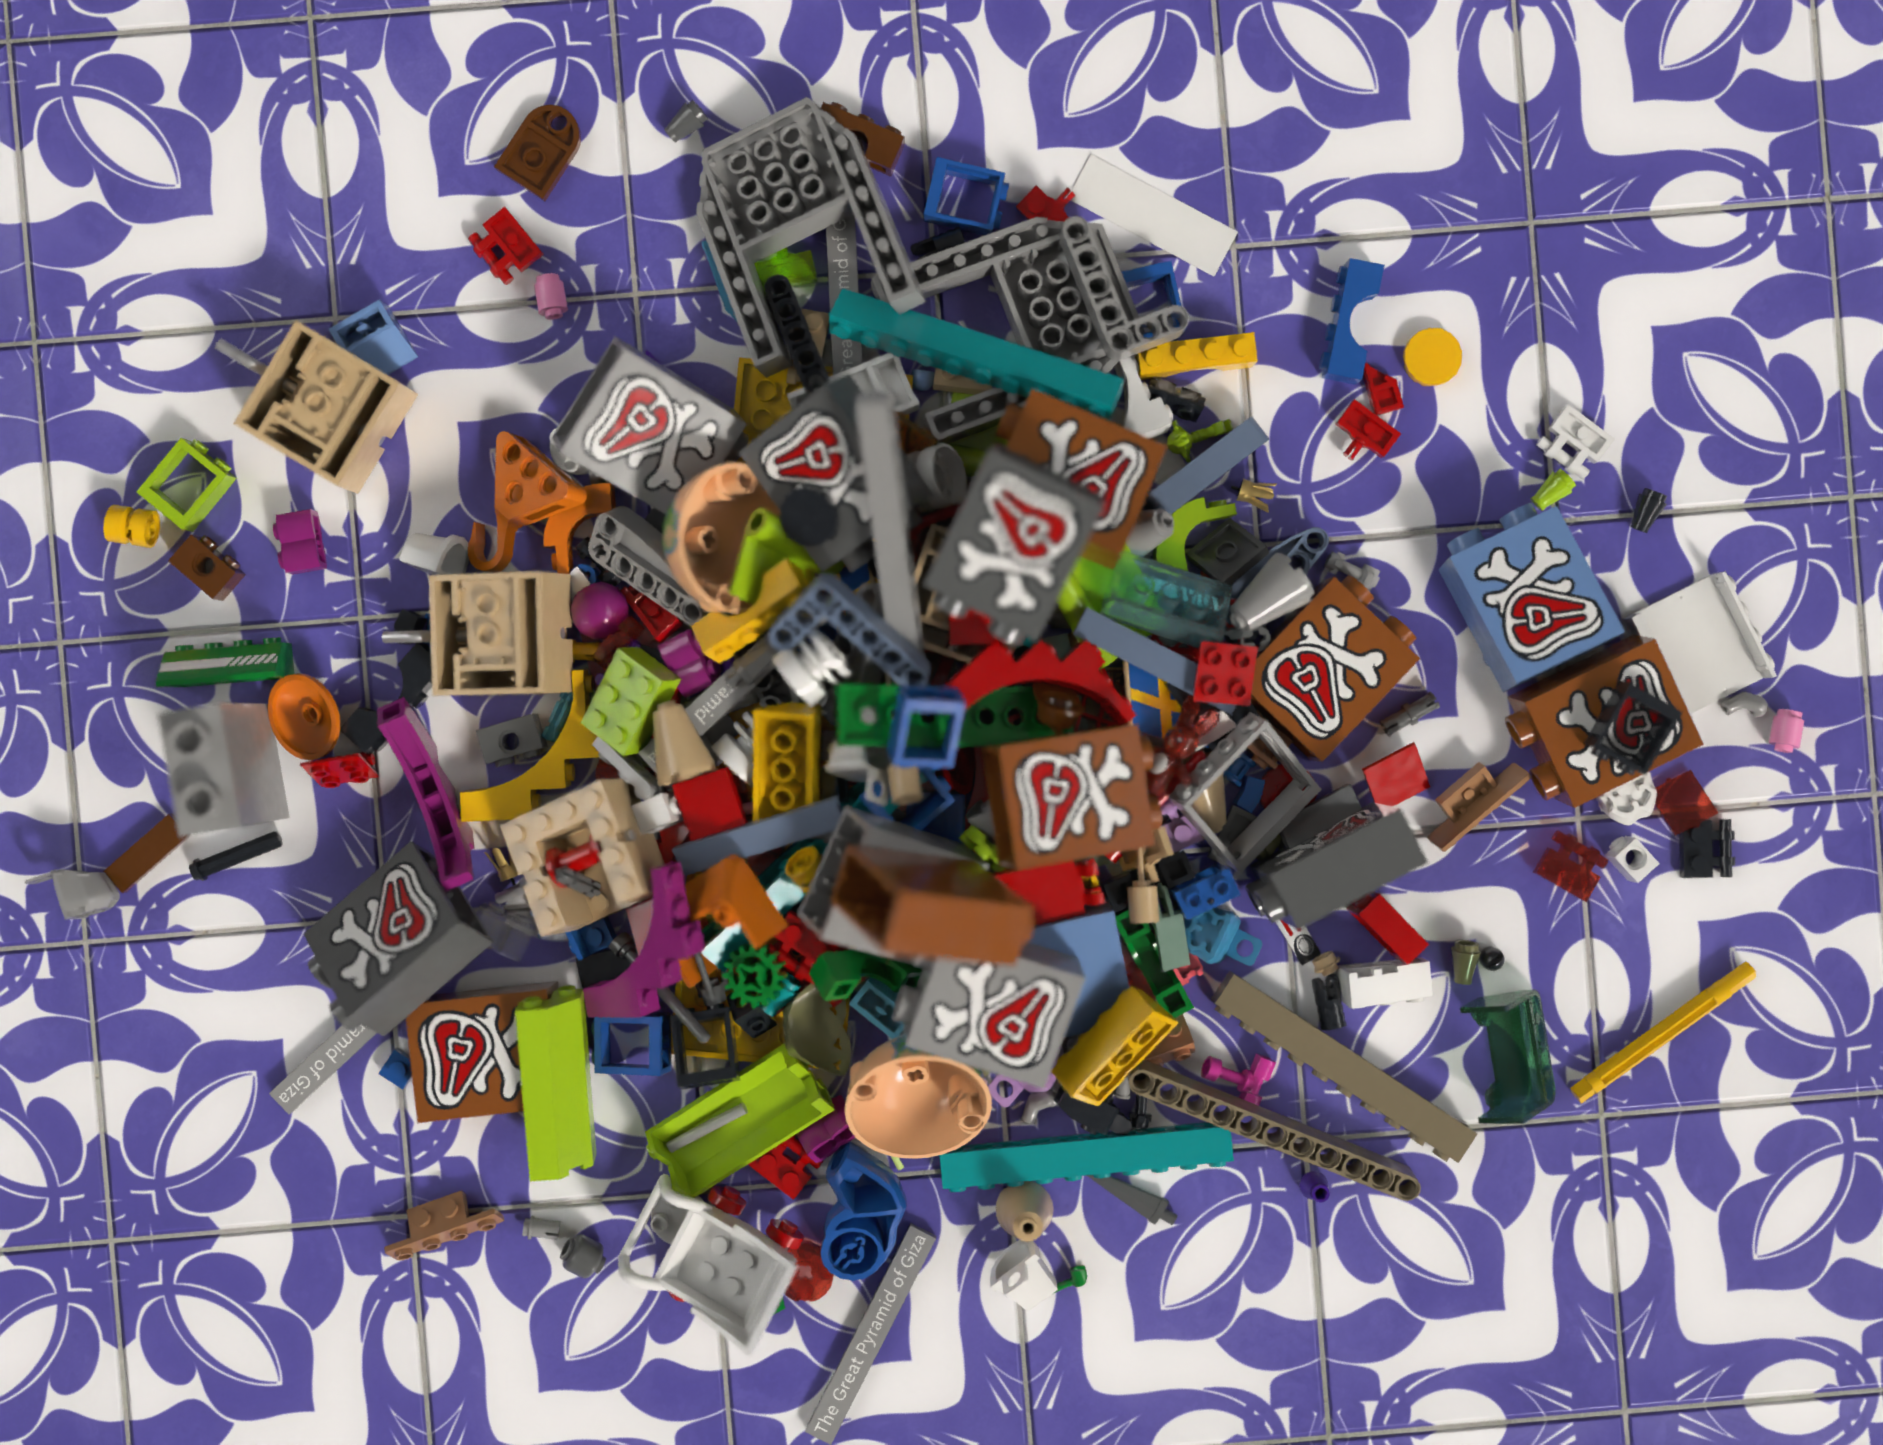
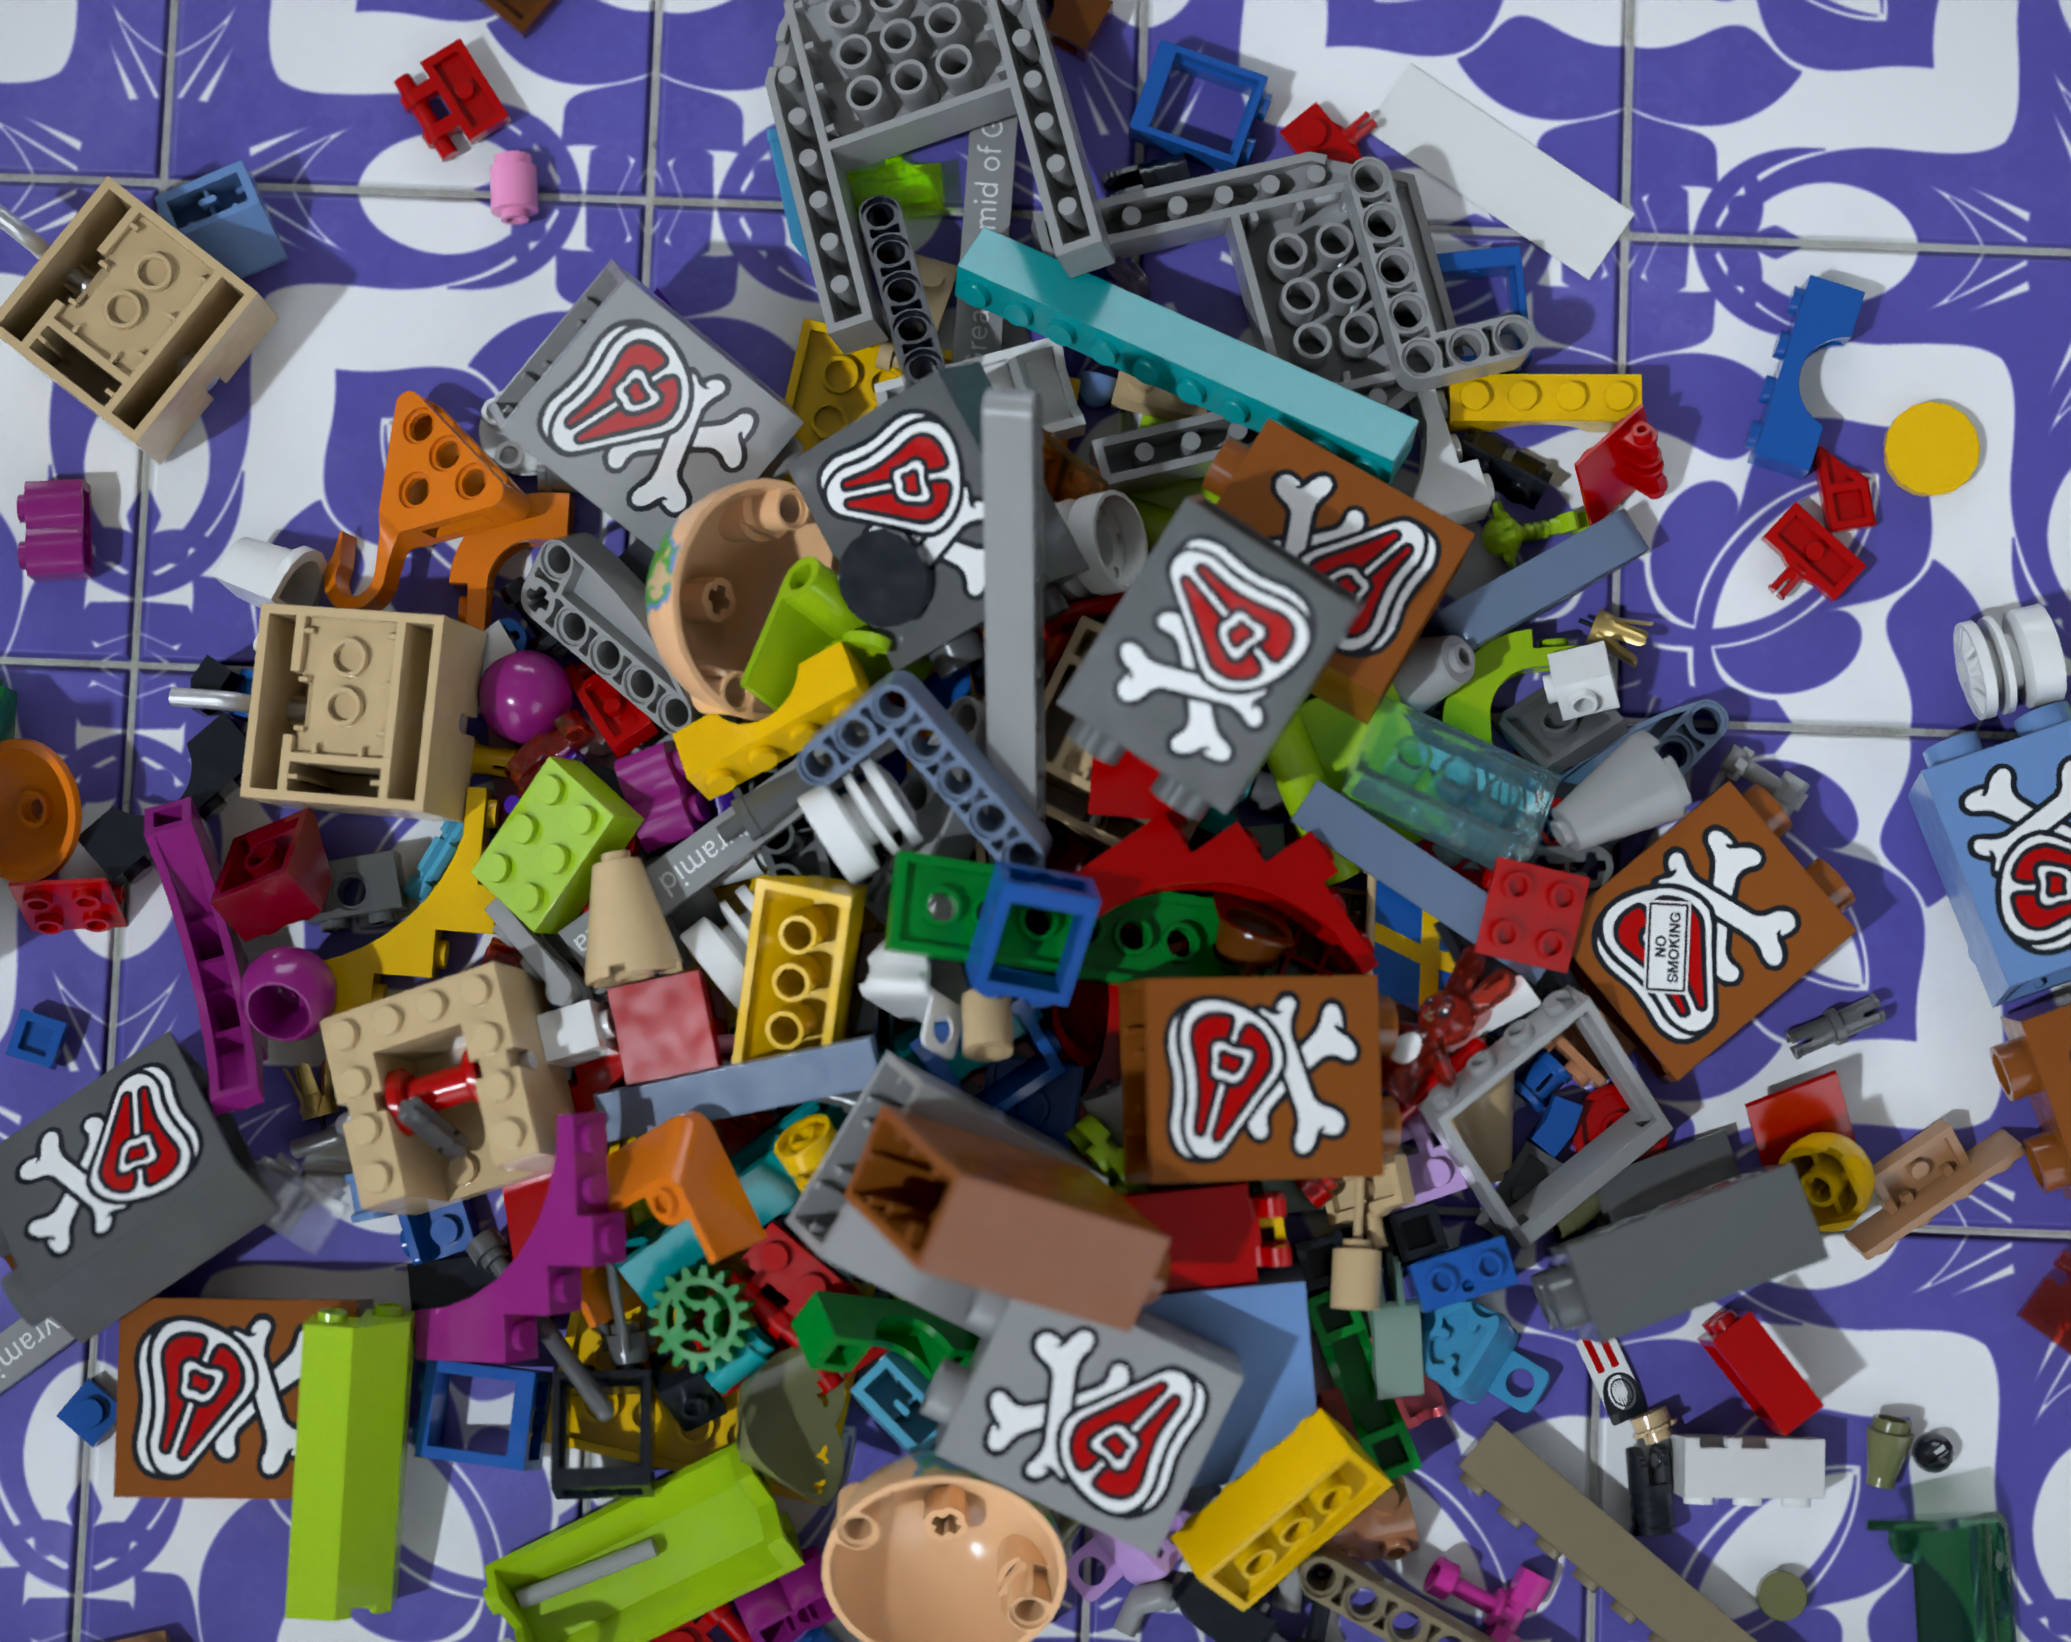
camera: 10 degrees right, 5 degrees down
(334, 851) = (38, 1039): none -> blue plate
(461, 739) = (274, 877): none -> dark red slope
(479, 810) = (287, 993): none -> magenta helmet
(800, 557) = (864, 644): none -> lime piece
(935, 309) = (1128, 277): none -> clear purple plate
(1237, 525) = (1581, 681): none -> white brick
(1246, 389) = (1620, 464): none -> red hinge
(1307, 682) = (1667, 947): none -> white sticker
(1411, 1052) = (1781, 1595): none -> olive tile
(1420, 805) = (1834, 1178): none -> yellow cylinder
(1494, 482) = (2011, 661): none -> white wheel

